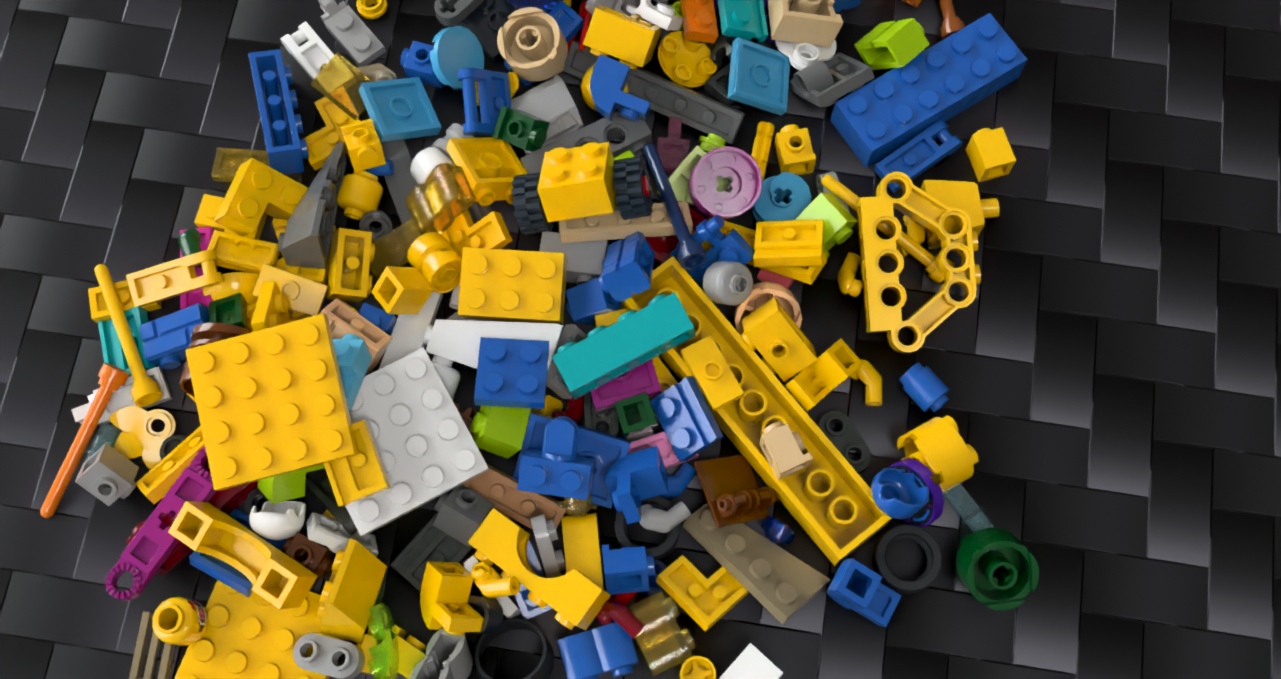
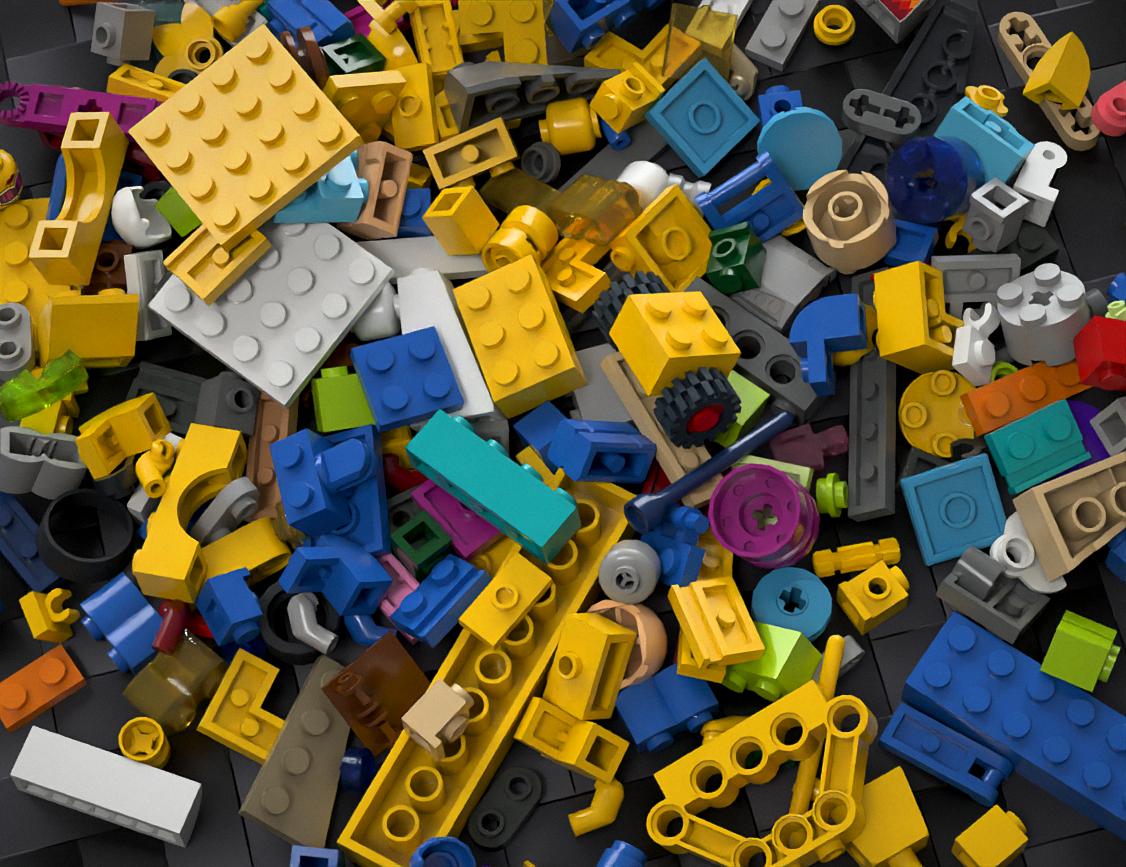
camera: 70 degrees right, 5 degrees down
(820, 308) = (664, 707): none -> blue brick

